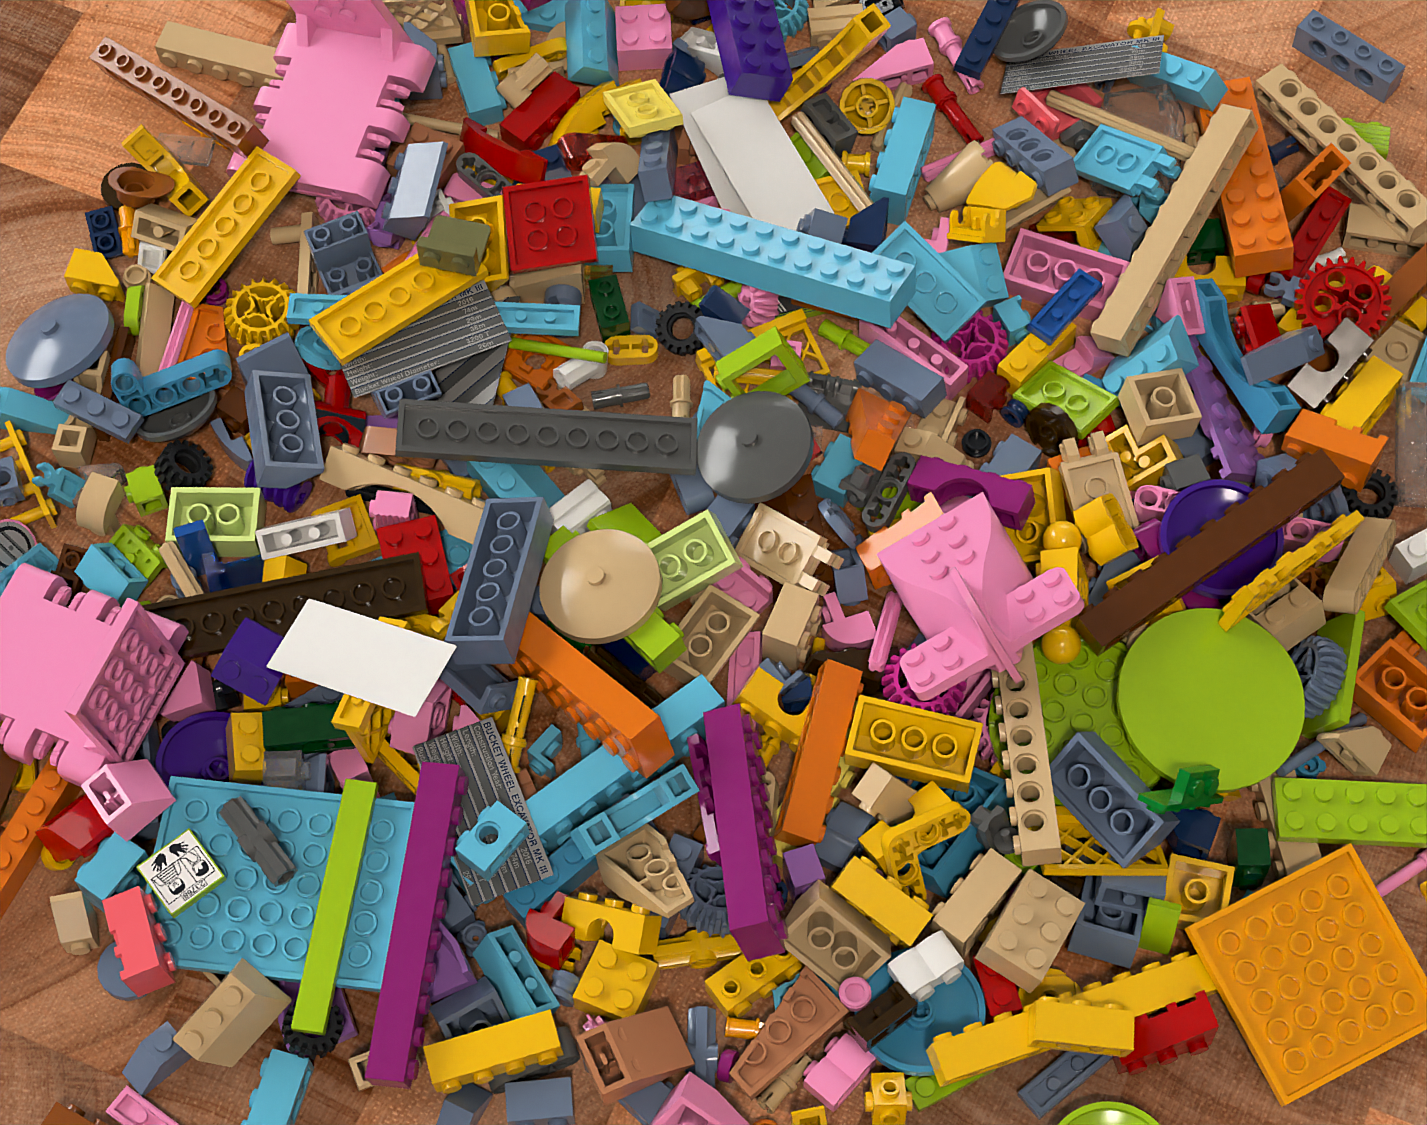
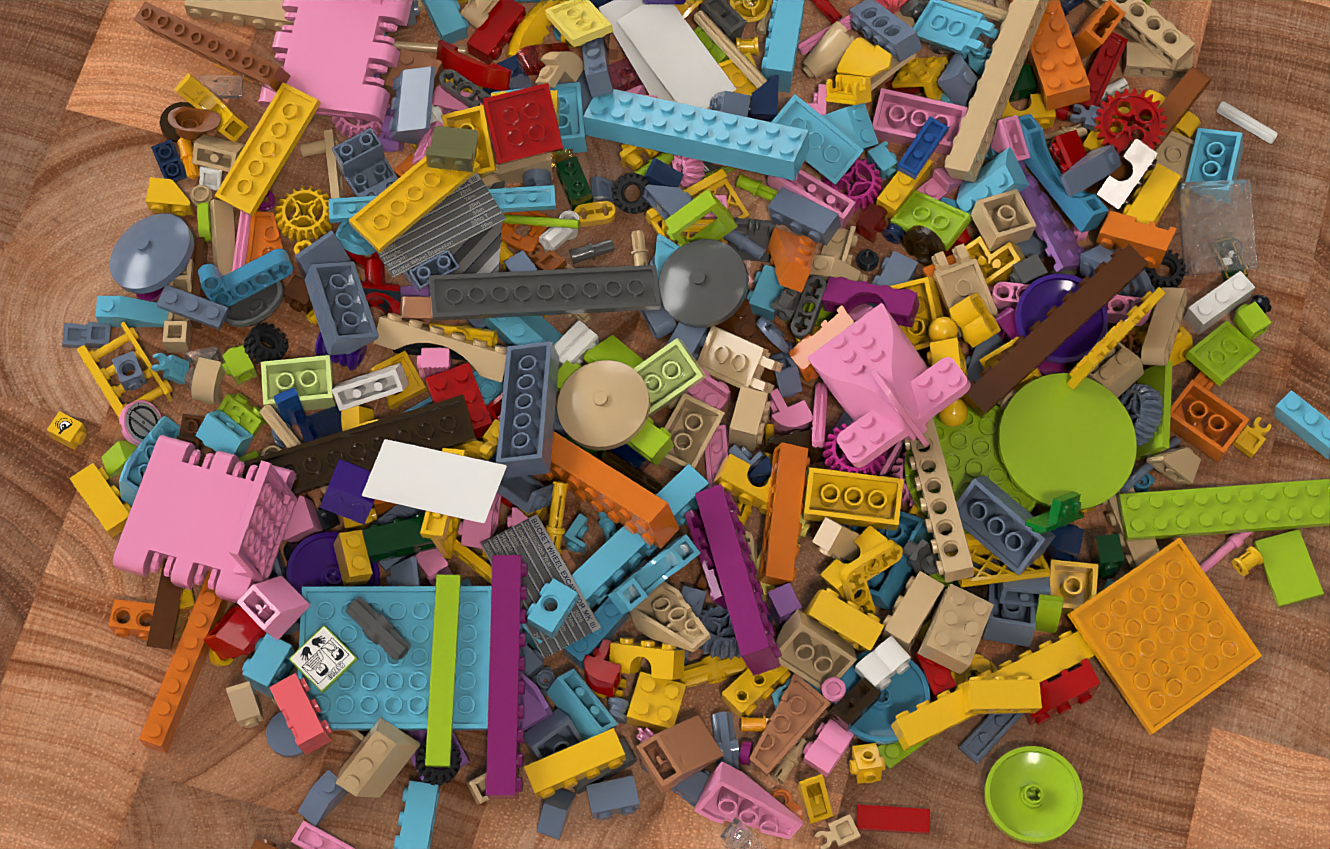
camera: 10 degrees left, 5 degrees up
(235, 449) = (303, 325): sand blue slope -> none
(286, 769) = (388, 572): clear slope -> none
(841, 837) = (808, 578): sand blue brick -> none

